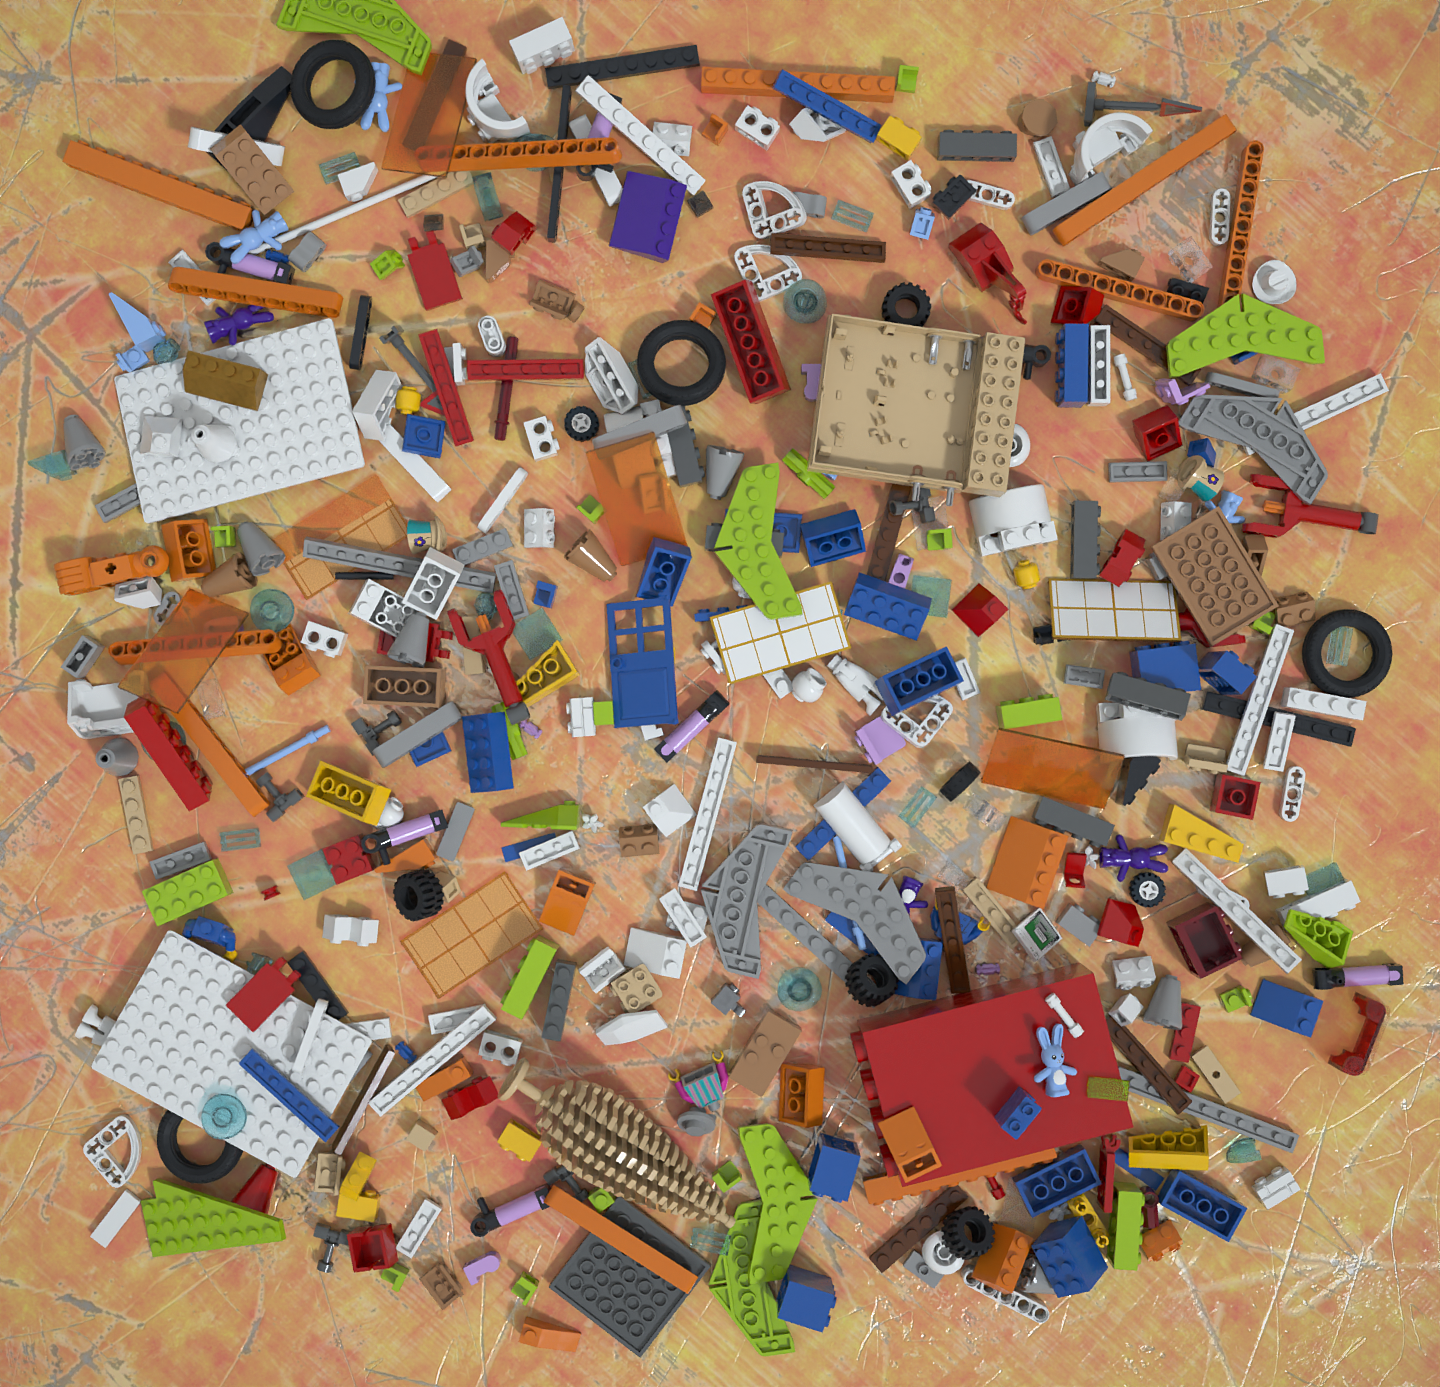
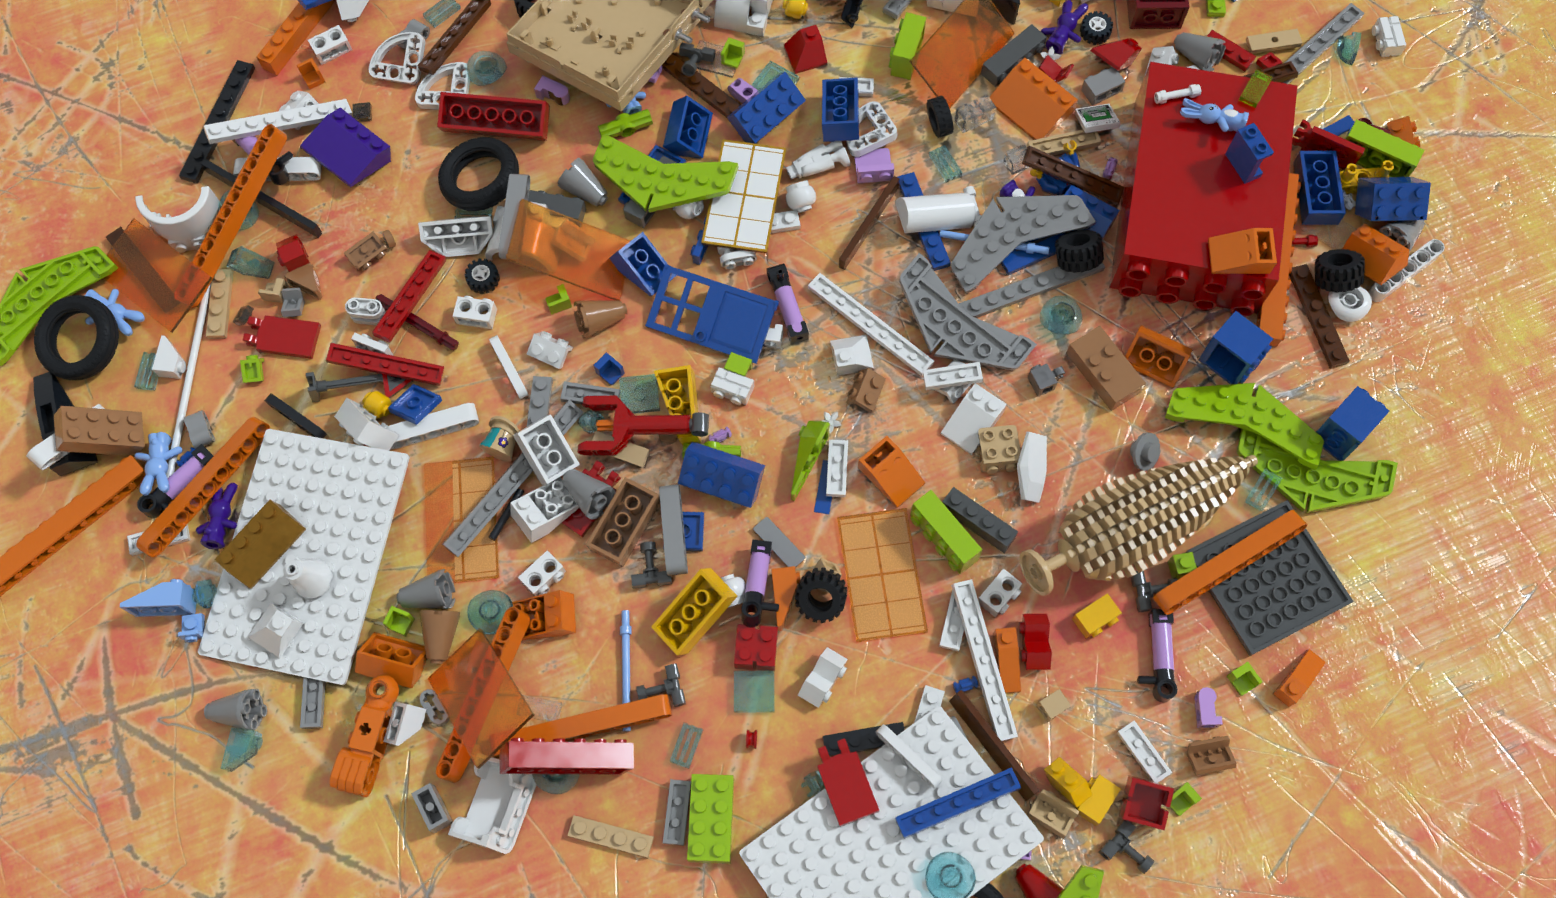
camera: 65 degrees left, 20 degrees down
(117, 757) = (546, 826): light grey cone -> none
(212, 932) = (761, 812): blue torso -> none
(542, 46) = (159, 164): white brick -> none
(602, 969) = (968, 470): white bracket -> none
(703, 315) = (448, 142): orange panel -> none
(703, 1085) = (1114, 430): torso -> none
(727, 1176) = (1207, 449): lime panel -> none
(917, 1265) = (1353, 330): light grey plate -> none
(1171, 1150) = (1327, 91): yellow wedge -> none
(1201, 1204) = (1382, 90): blue brick -> none

